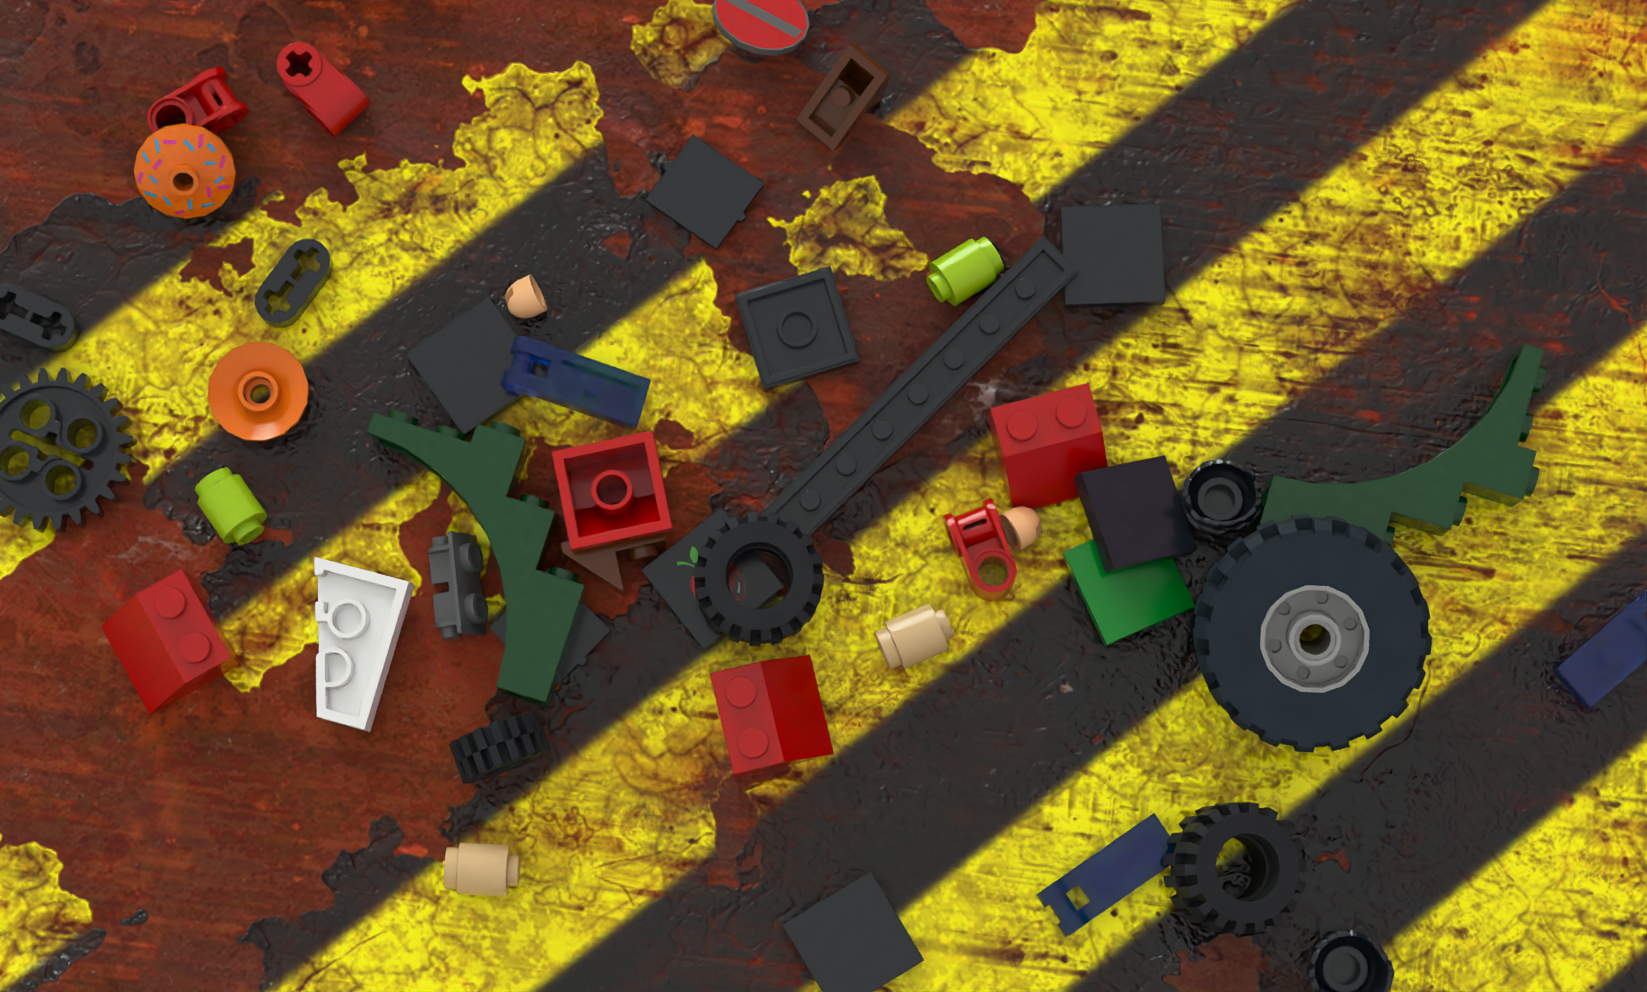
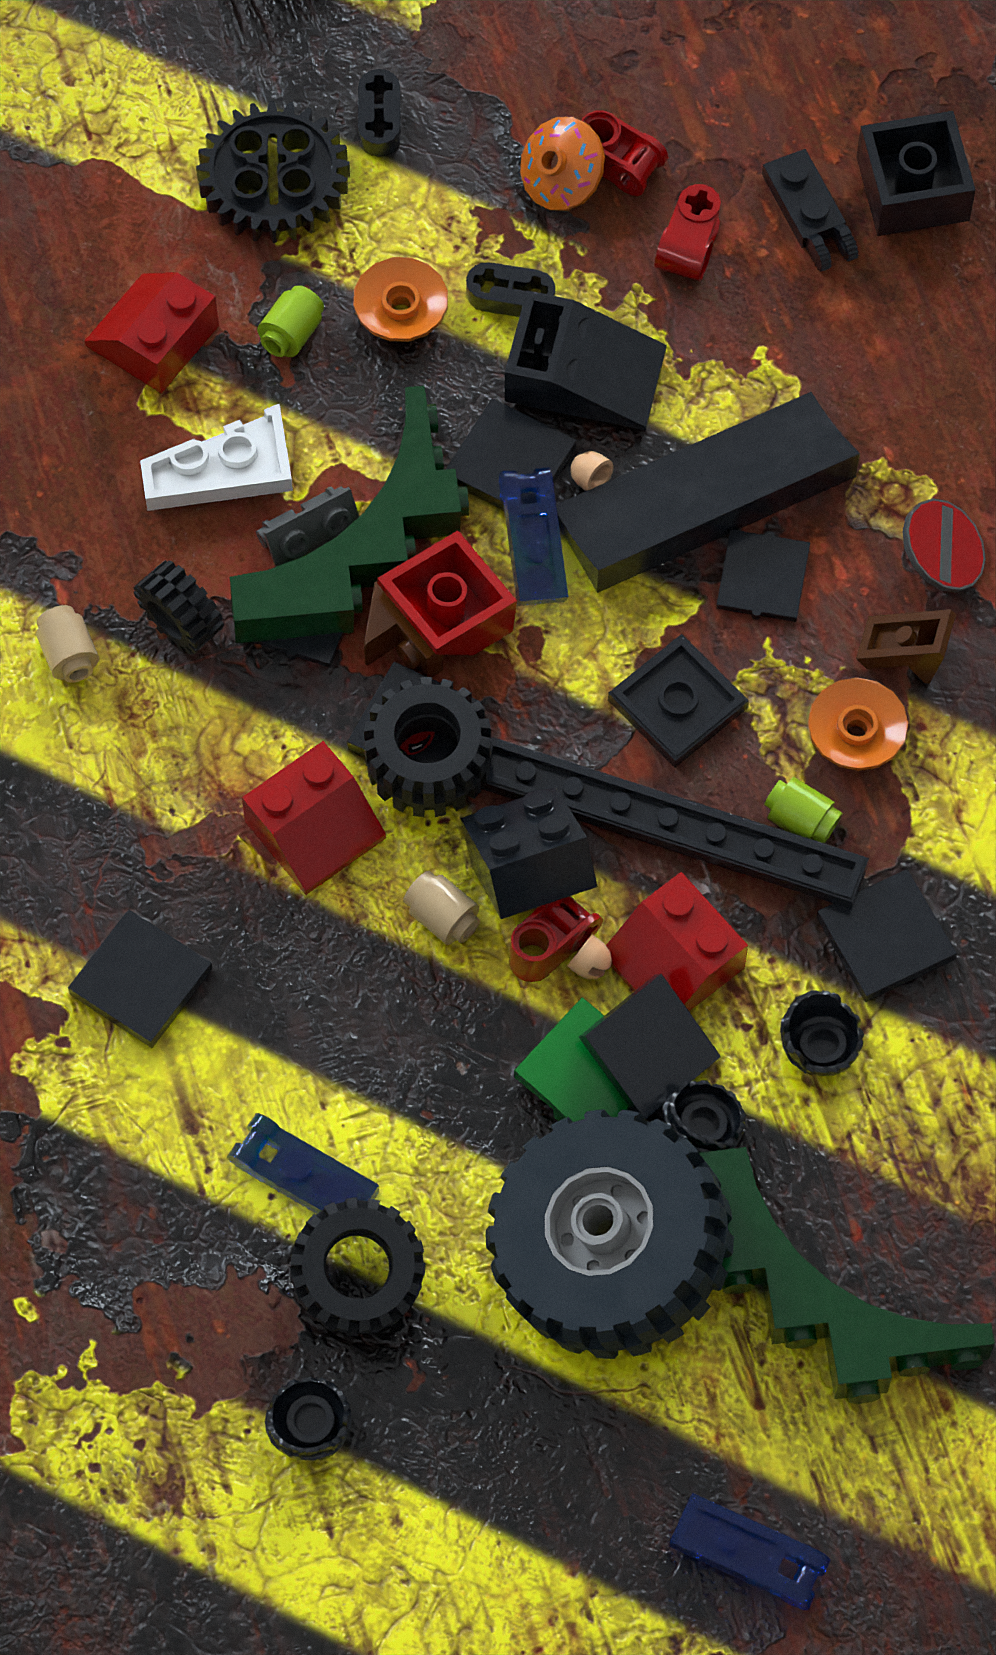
camera: 70 degrees right, 15 degrees down
(414, 253) = (581, 363): none -> black slope
(595, 202) = (706, 491): none -> black arch
(902, 157) = (862, 705): none -> orange dish
(906, 535) = (528, 852): none -> black brick
(1189, 358) = (821, 1034): none -> black hair

